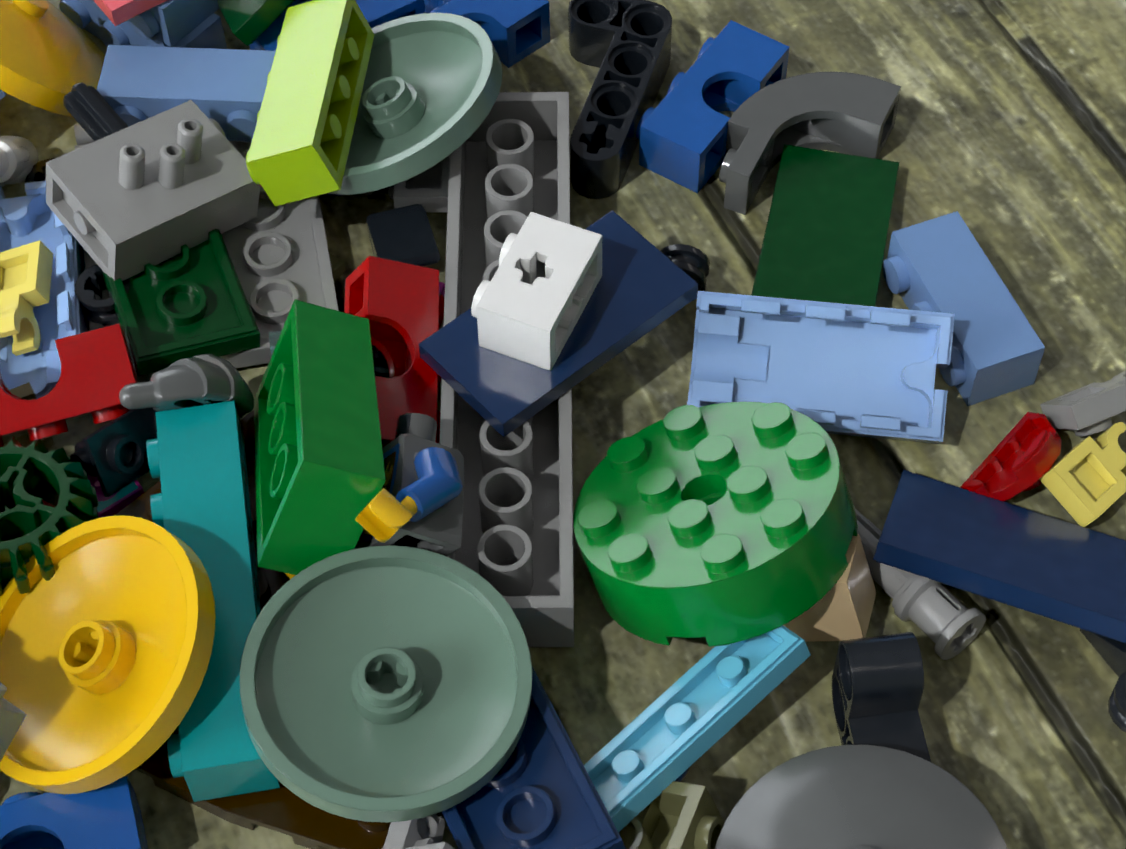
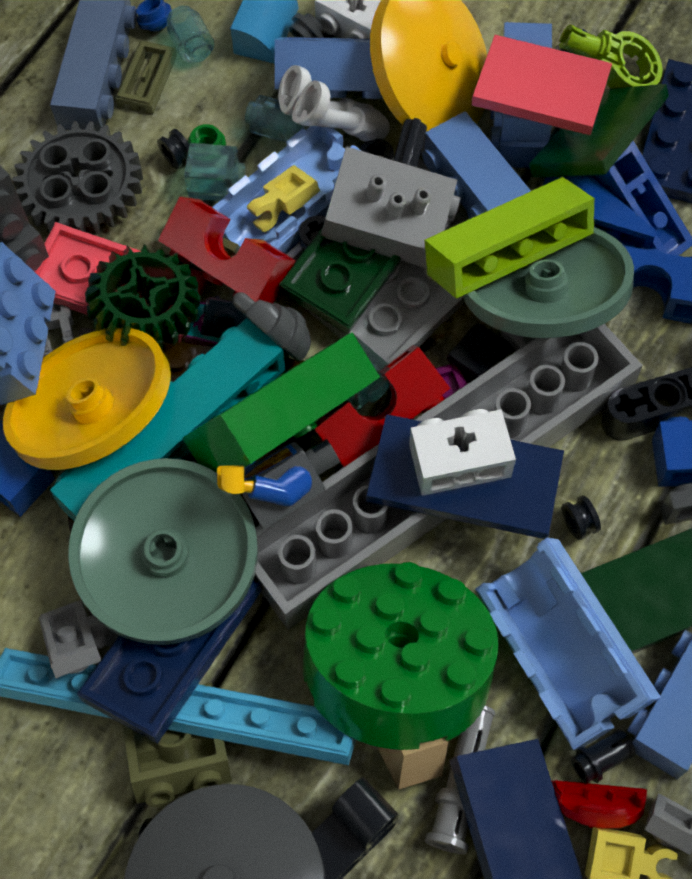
camera: 55 degrees right, 10 degrees up
(966, 435) = (601, 757): none -> black pin

